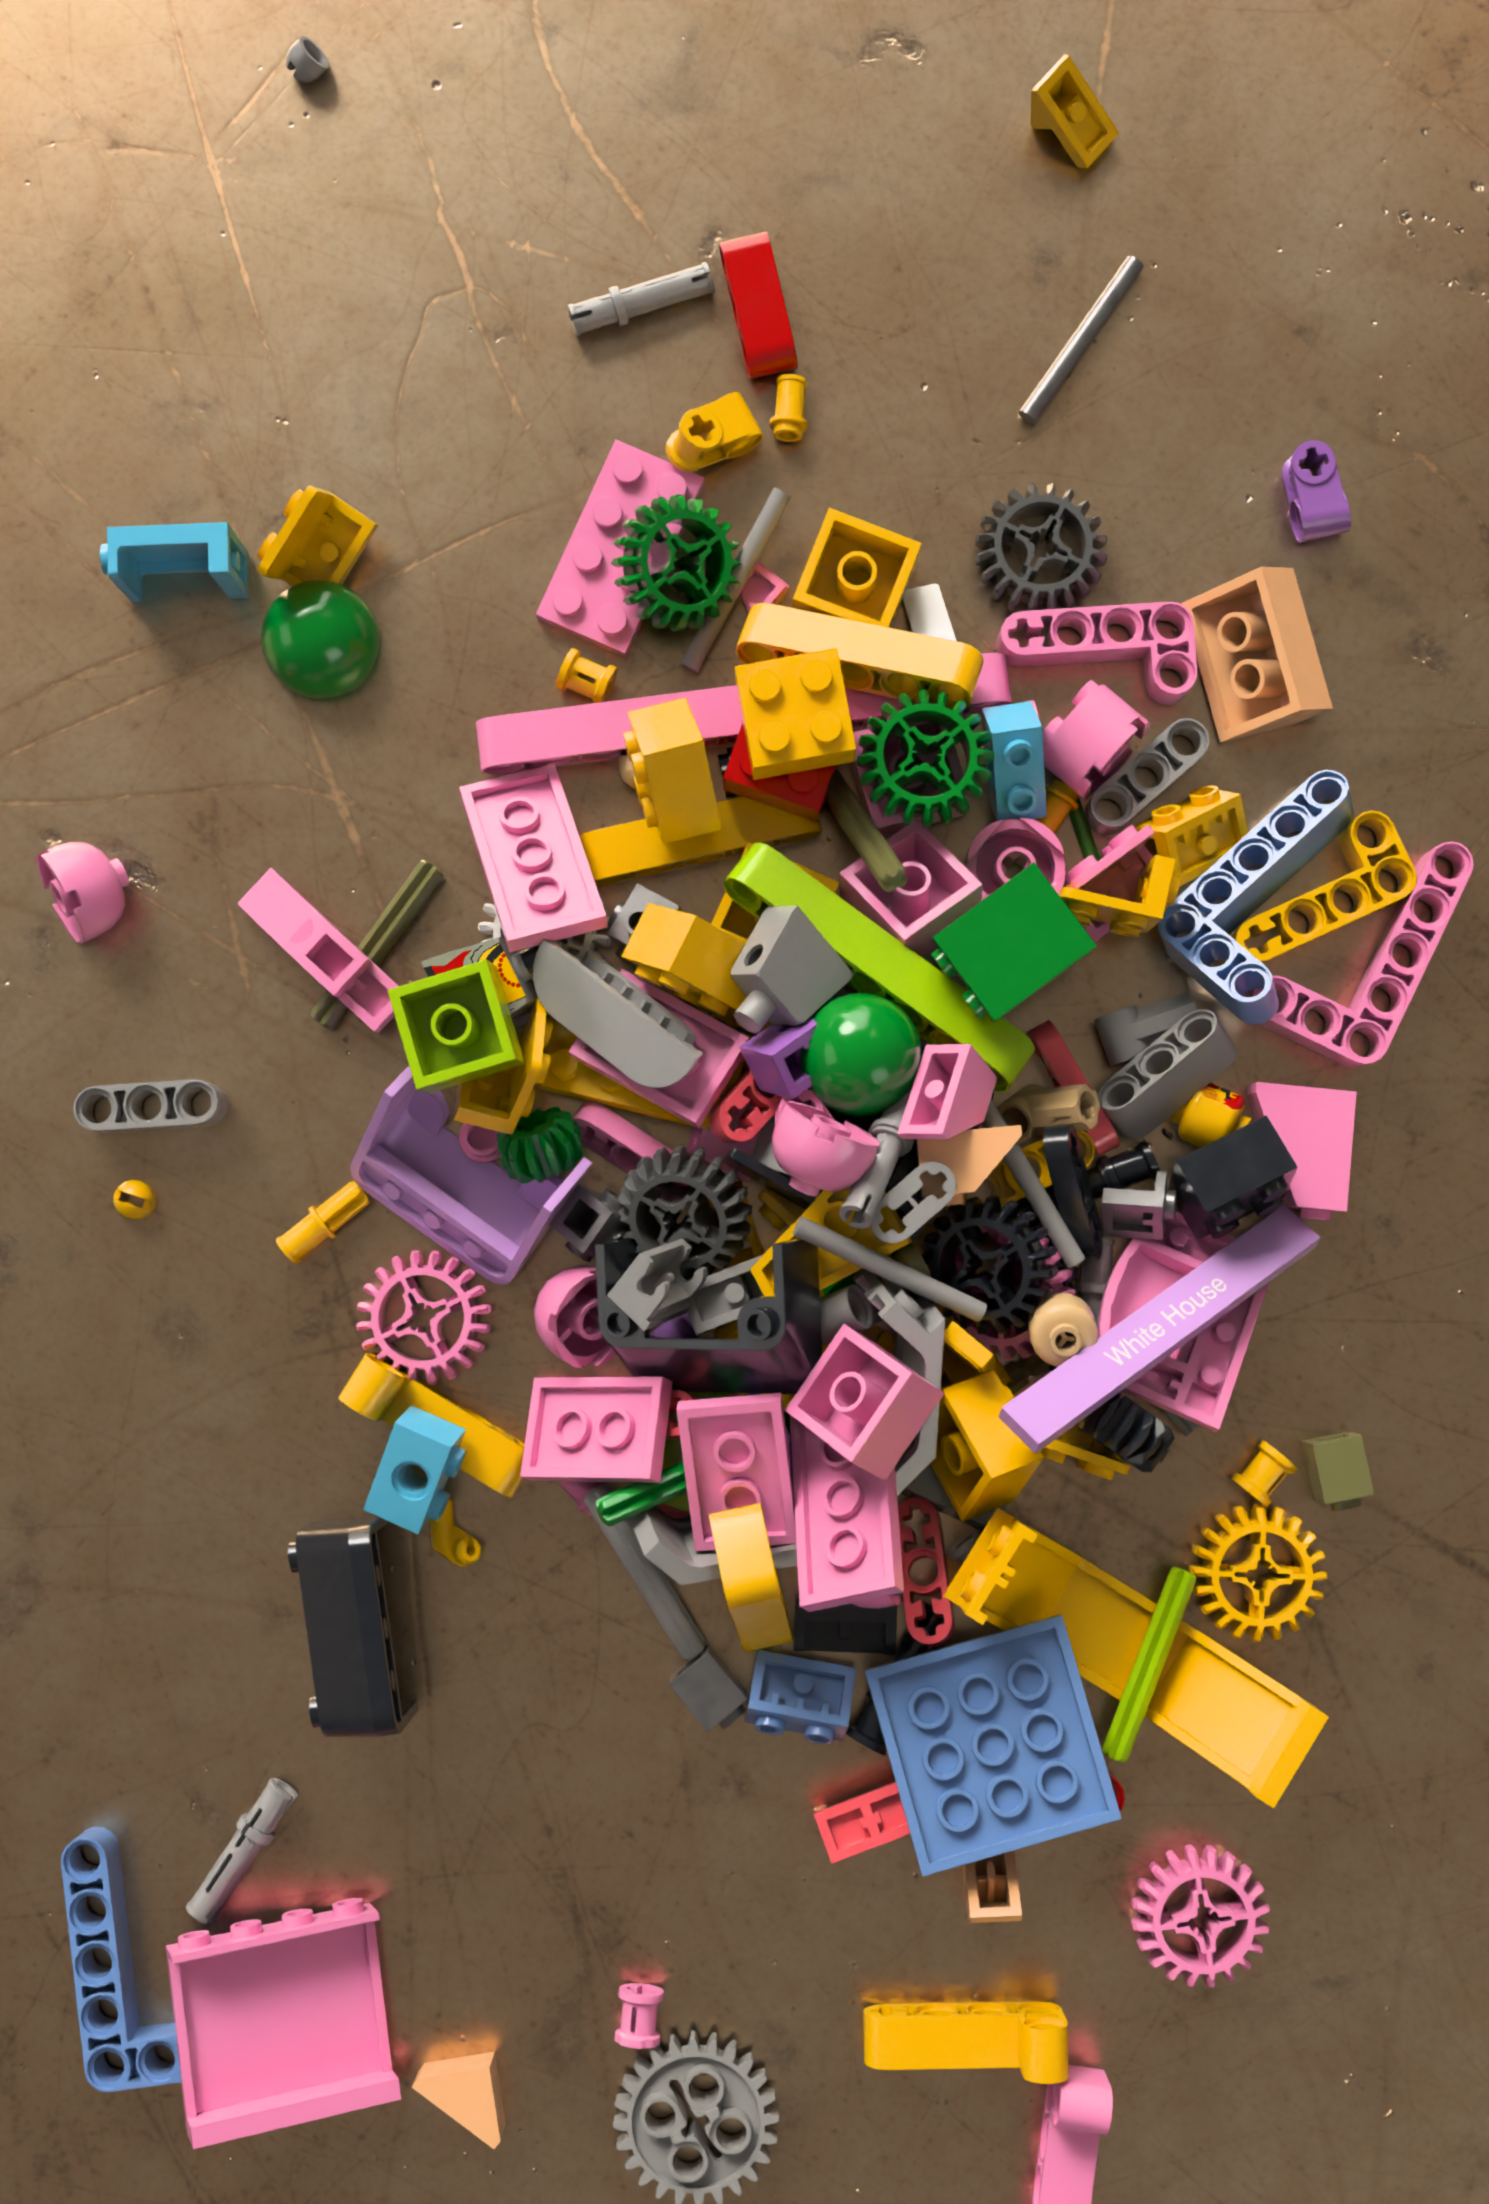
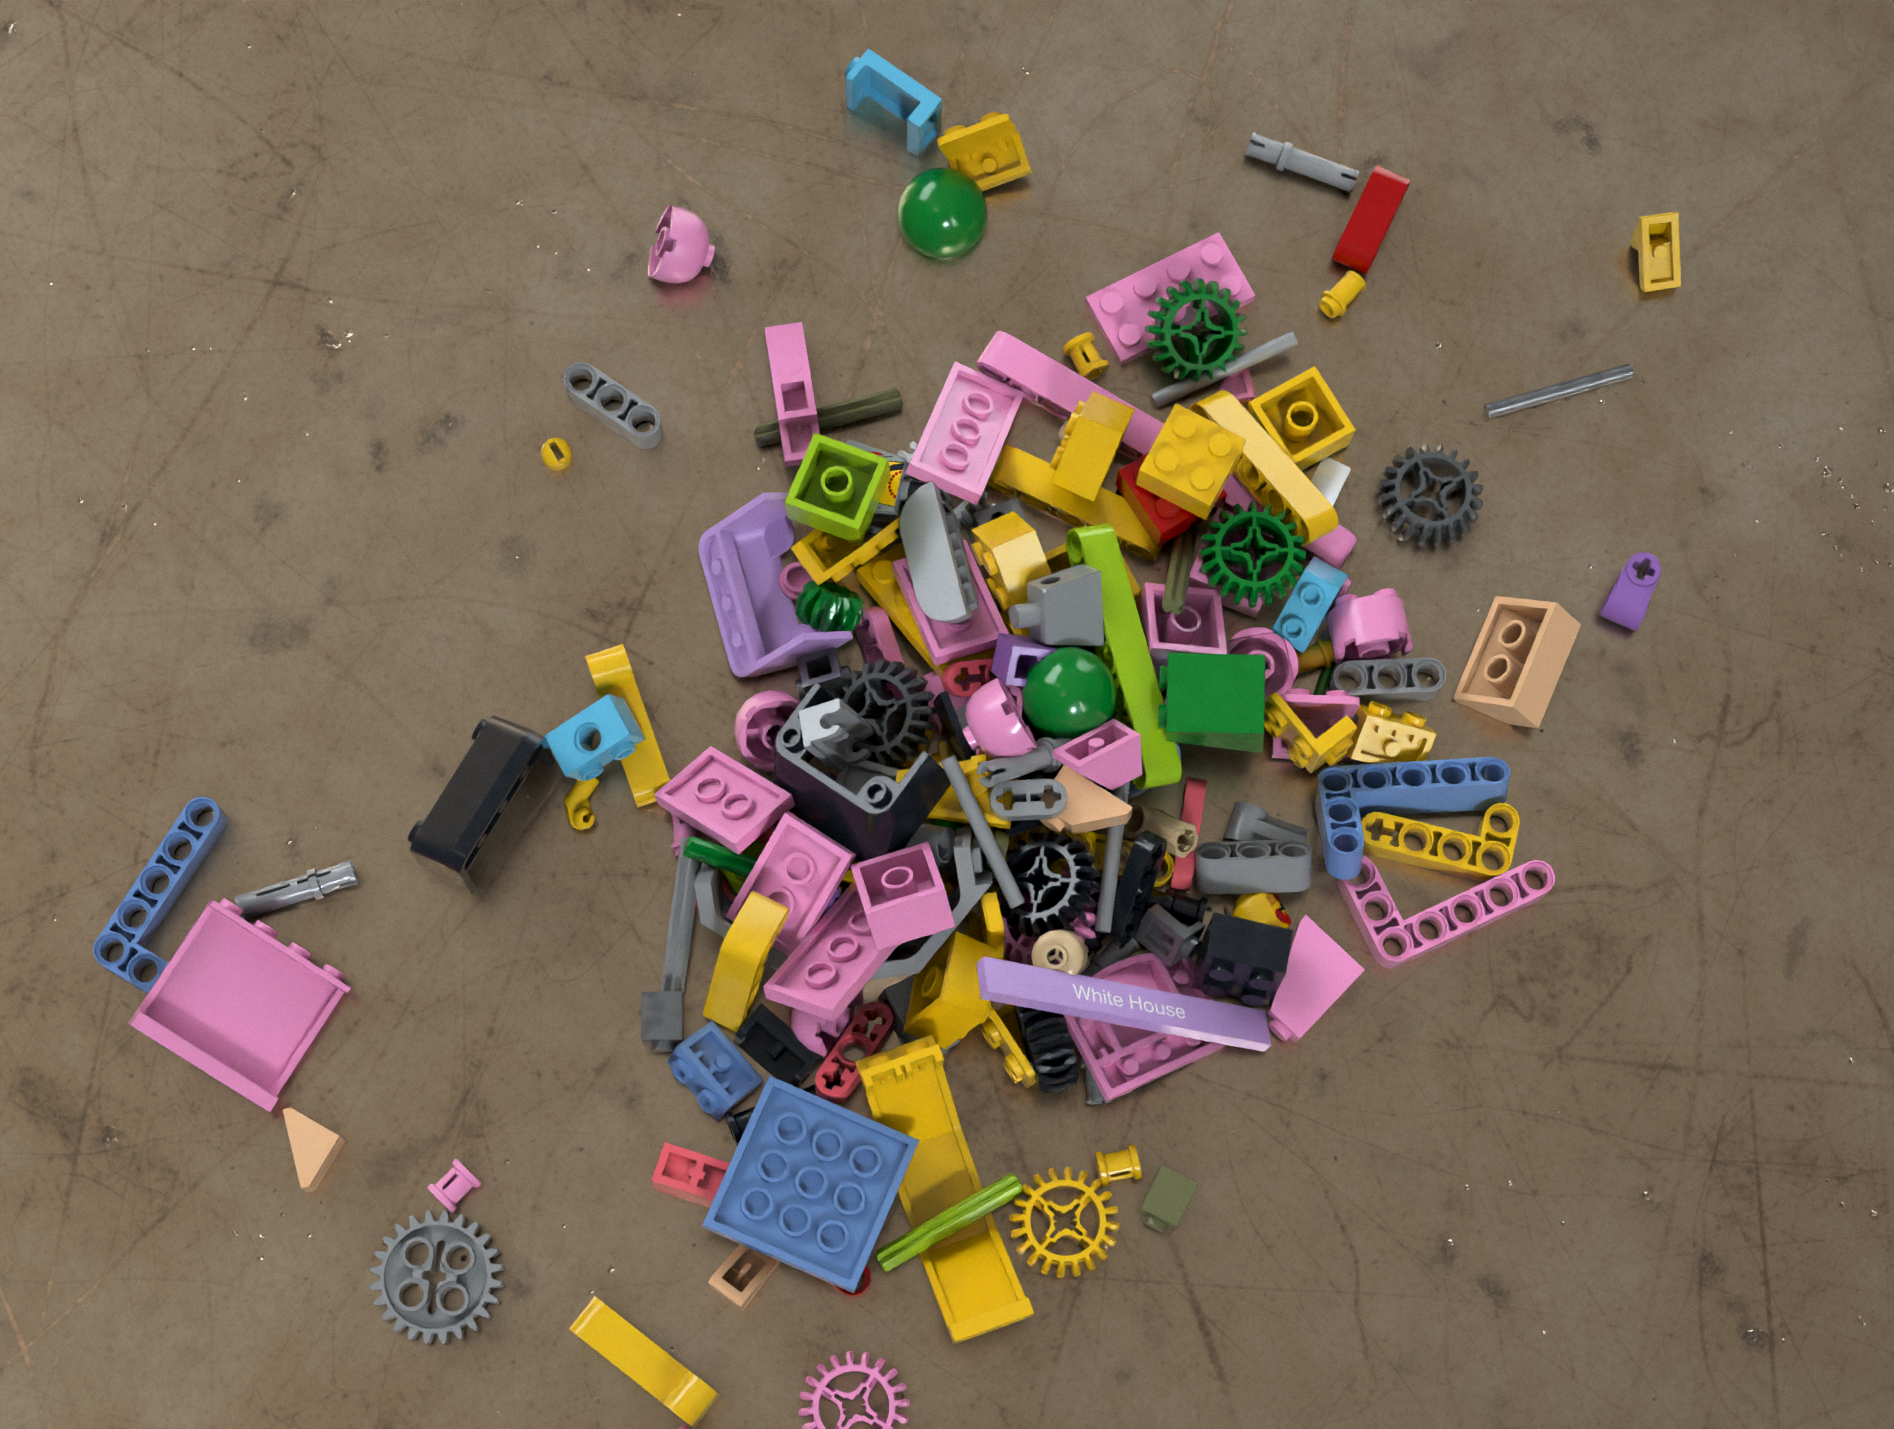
camera: 30 degrees right, 10 degrees down
(323, 1222) = (659, 554): yellow axle -> none
(412, 1297) = (689, 660): bright pink gear -> none
(713, 434) = (1281, 273): yellow piece -> none
(1097, 645) = (1418, 579): bright pink beam -> none

